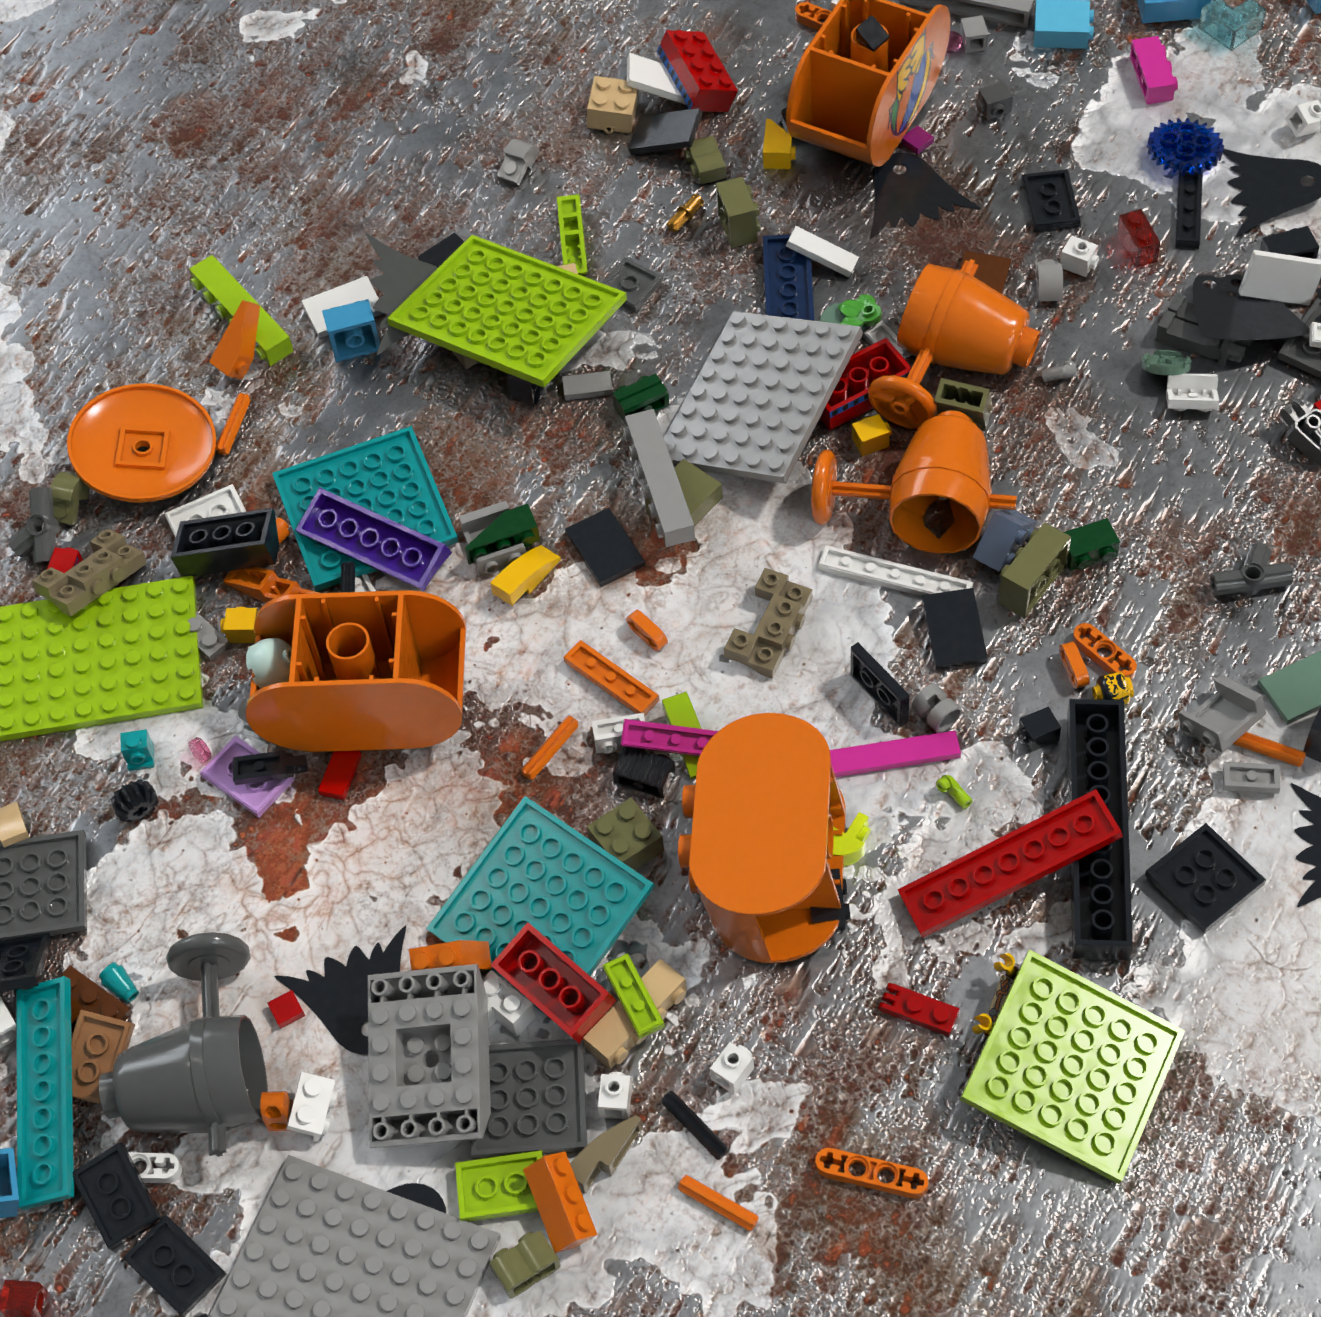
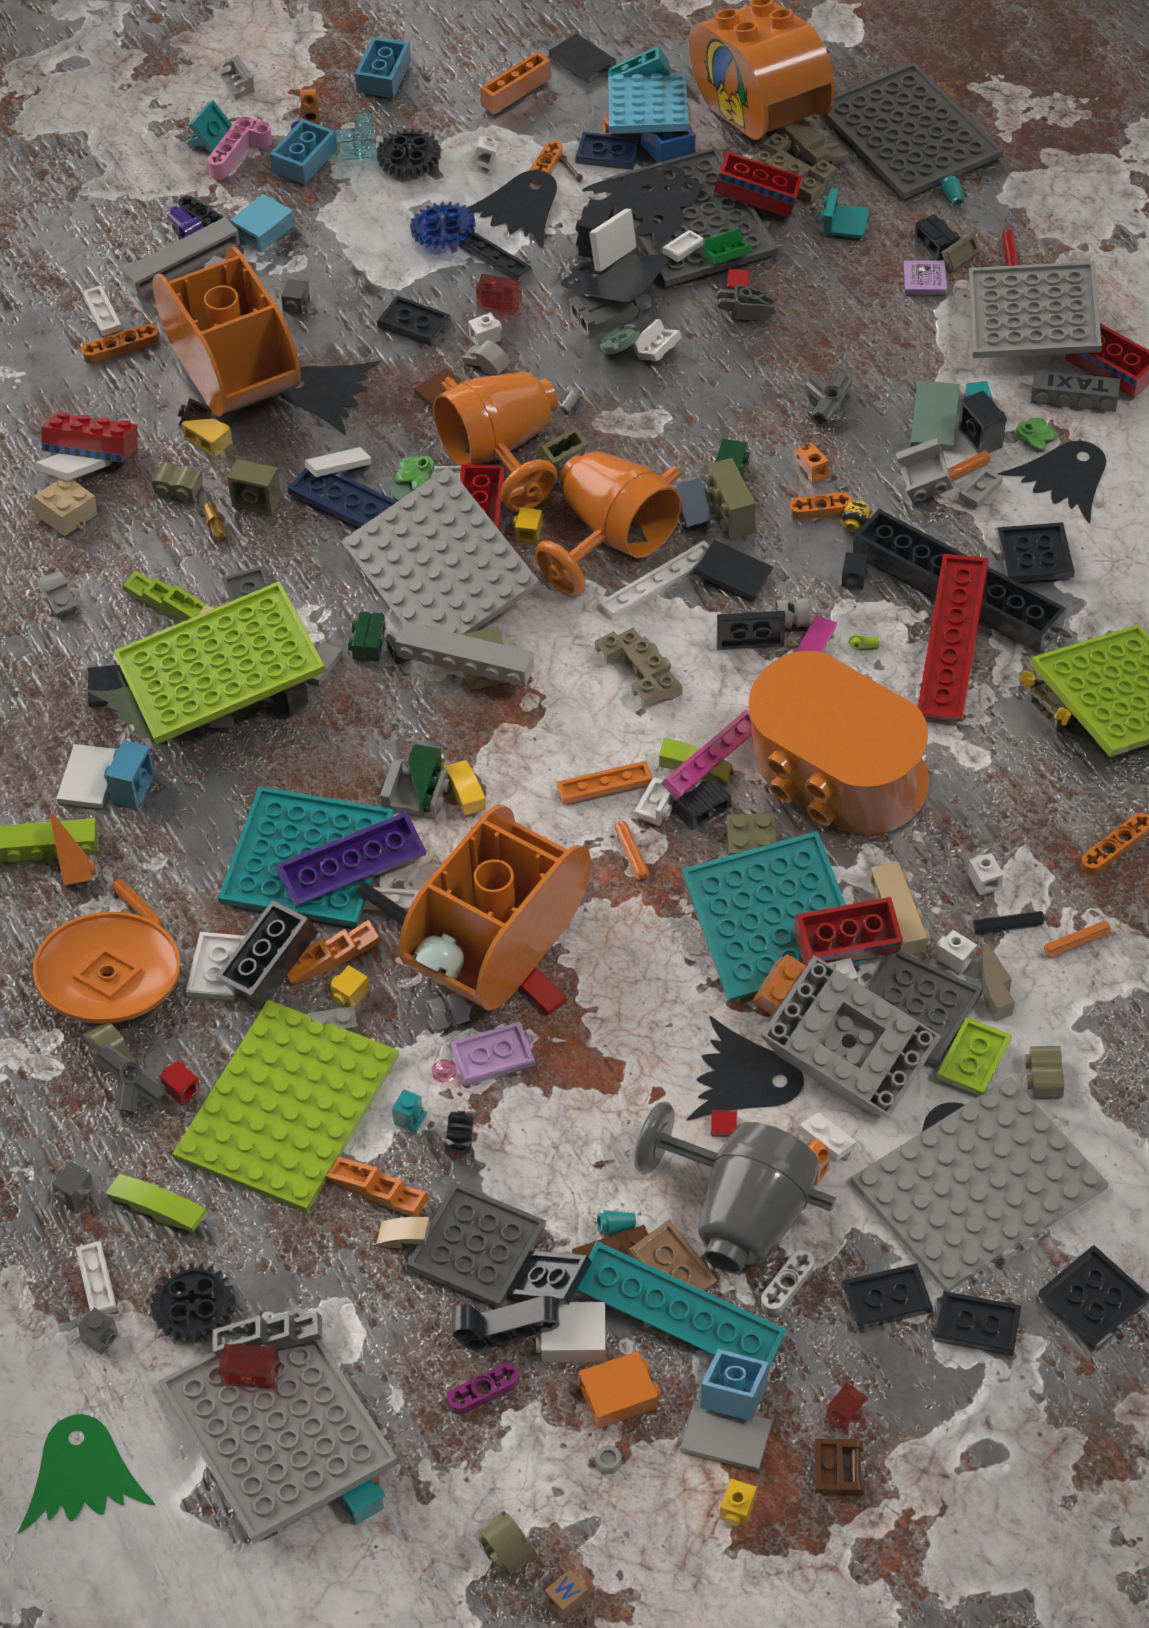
camera: 60 degrees left, 5 degrees down
(48, 775) = (376, 1187): none -> orange slope
(95, 575) = (214, 1062): dark tan bracket -> none
(116, 1195) = (805, 1303): black tile -> none
(267, 767) = (503, 1029): black hinge -> none
(560, 1202) = (1019, 1019): orange brick -> none
(604, 547) = (481, 729): black tile -> none
(633, 996) = (903, 896): lime tile -> none
(647, 630) = (581, 740): orange beam -> none
(665, 131) = (127, 488): black tile -> none
(871, 34) = (226, 293): black slope -> none
(919, 1009) = (1014, 753): red hinge -> none
(1074, 665) = (819, 525): orange beam -> none
(1151, 611) = (812, 461): none -> orange leg
(1153, 70) = (356, 202): dark pink brick -> none
(1252, 67) = (394, 152): none -> black gear

